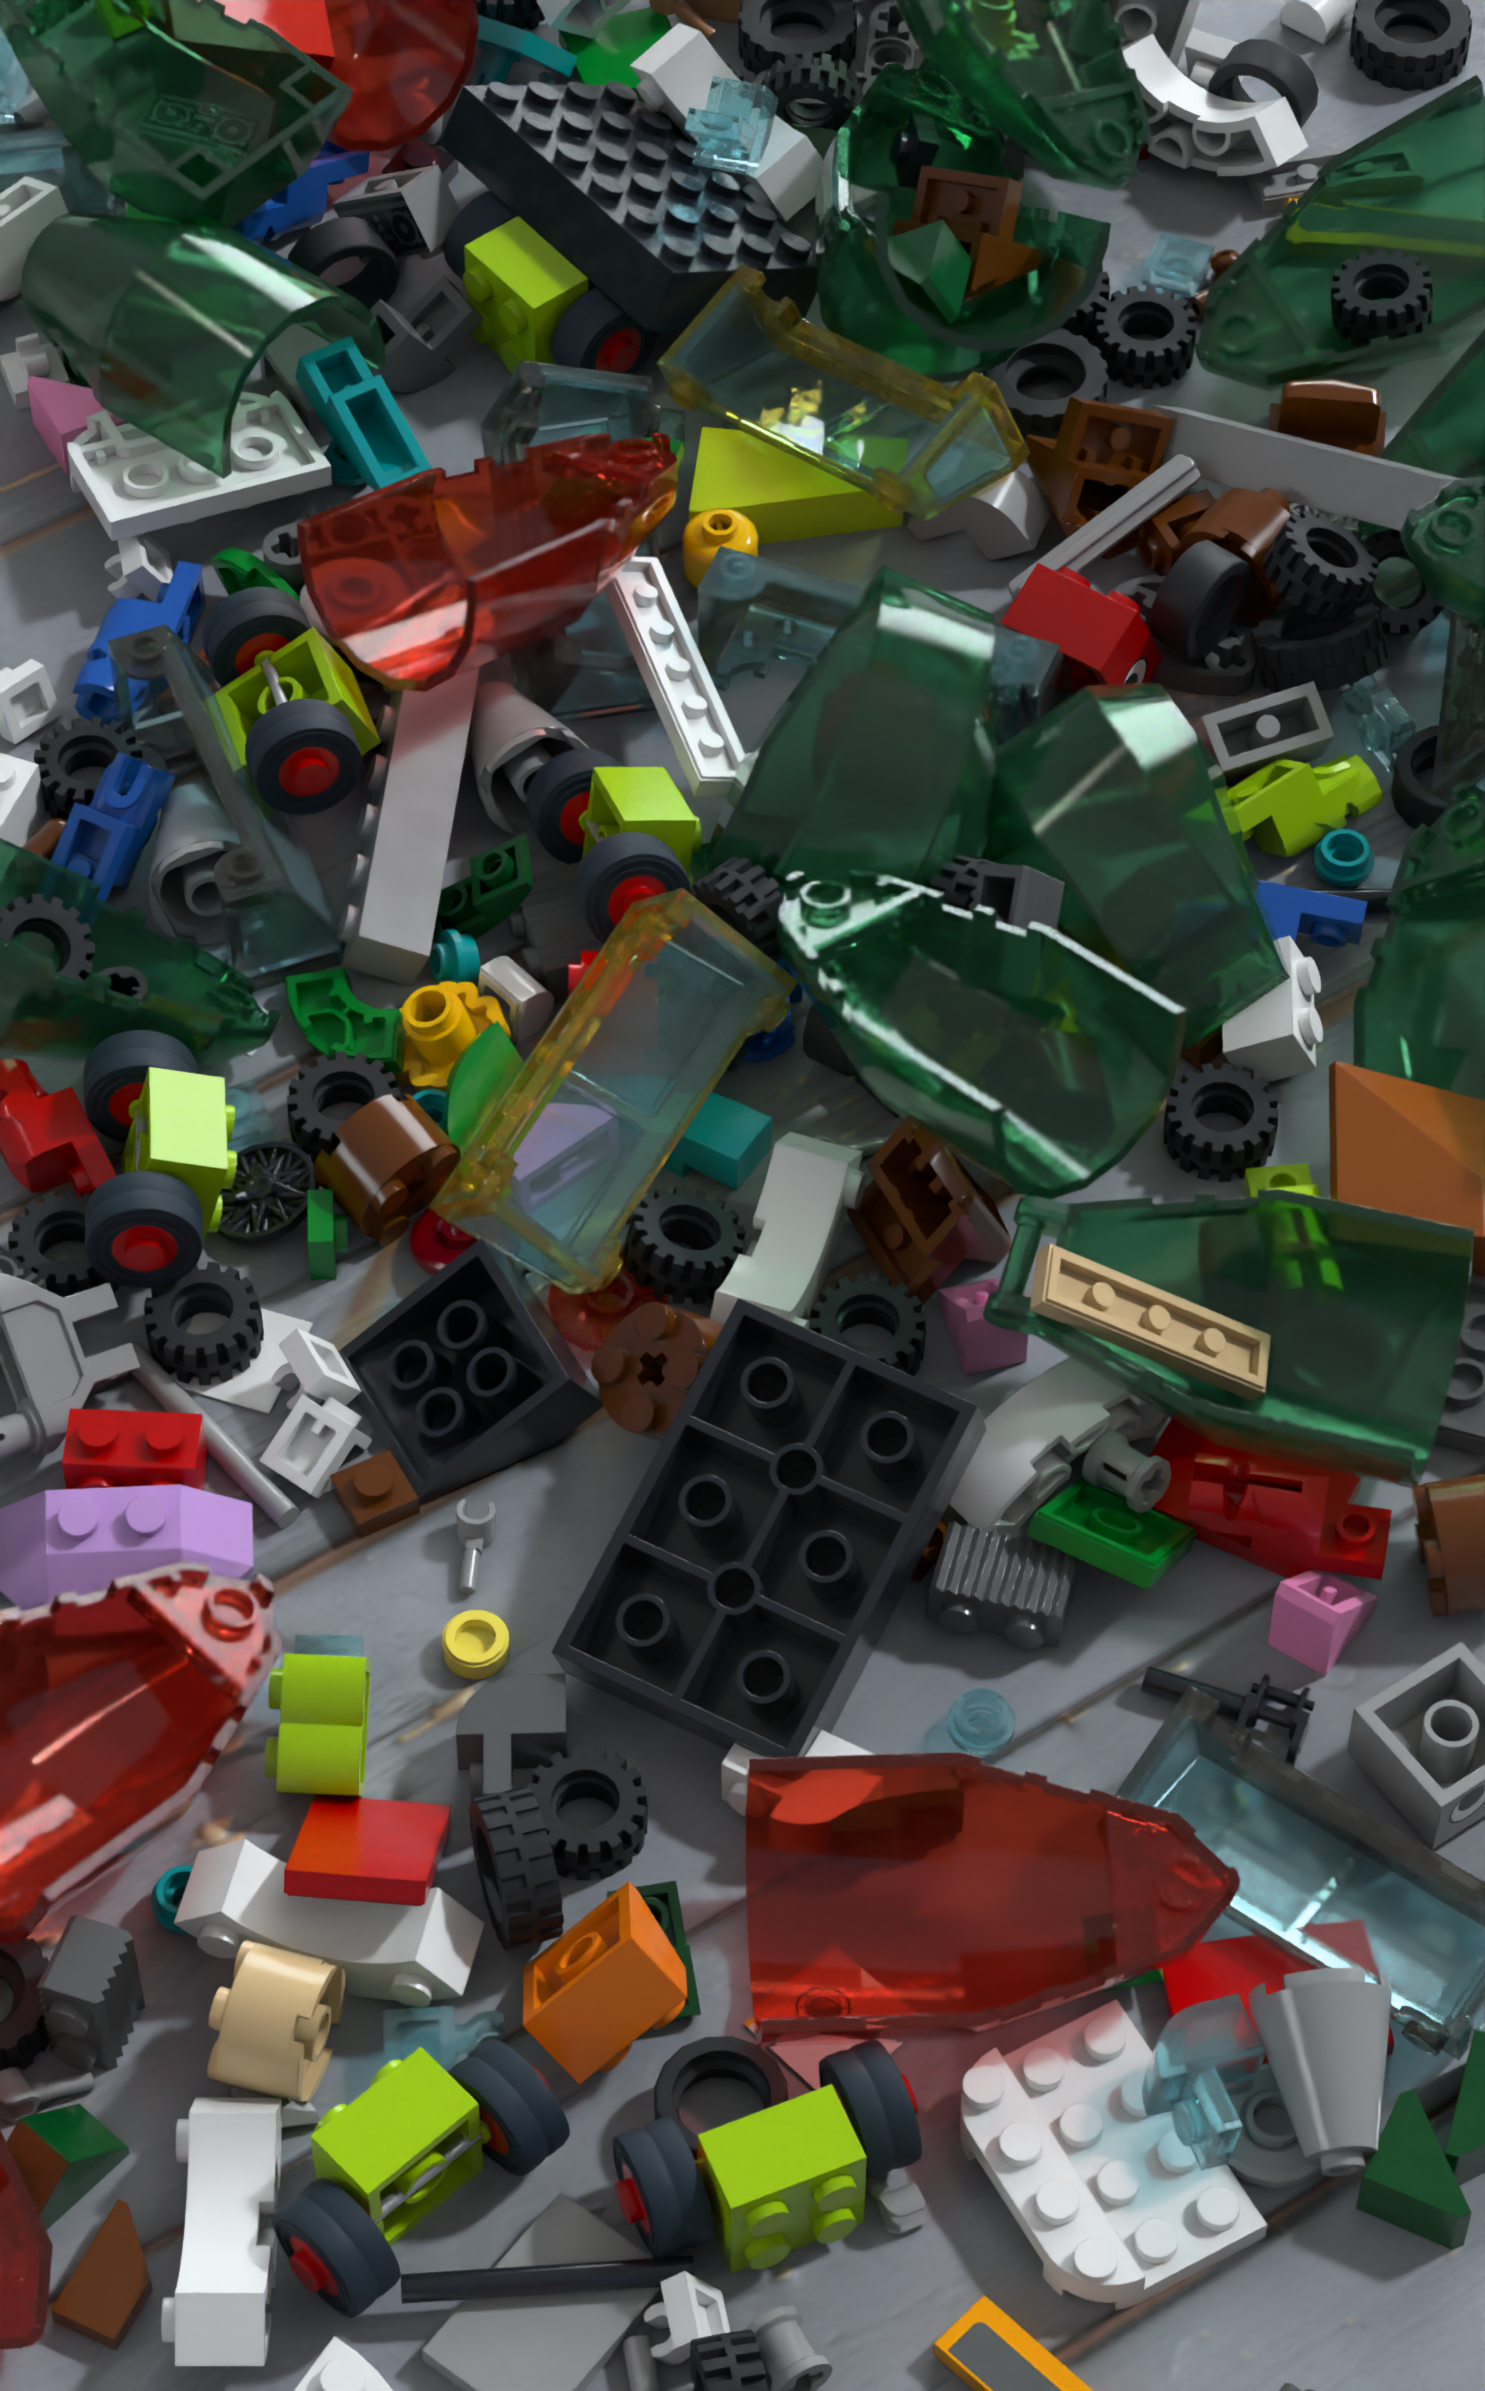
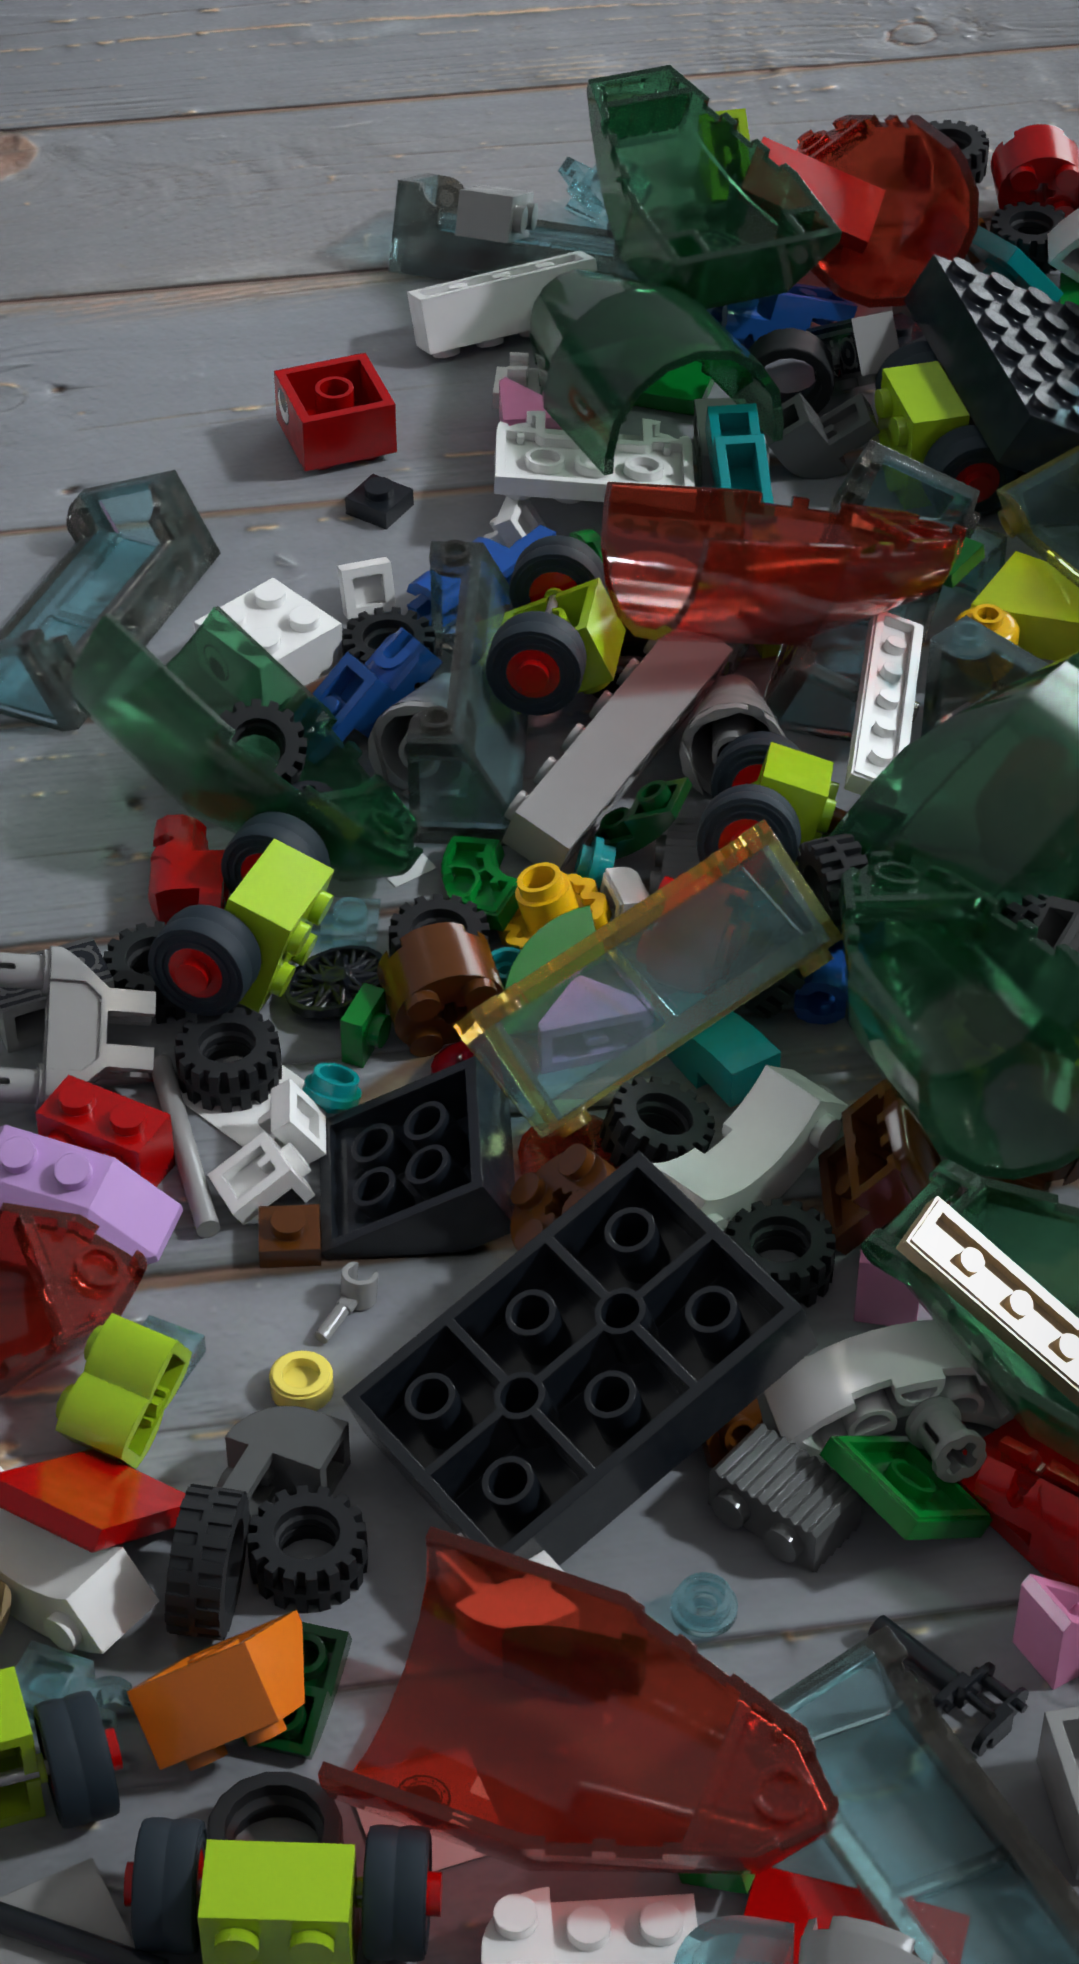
camera: 25 degrees right, 10 degrees down
(330, 1315) = (333, 1087): none -> teal plate

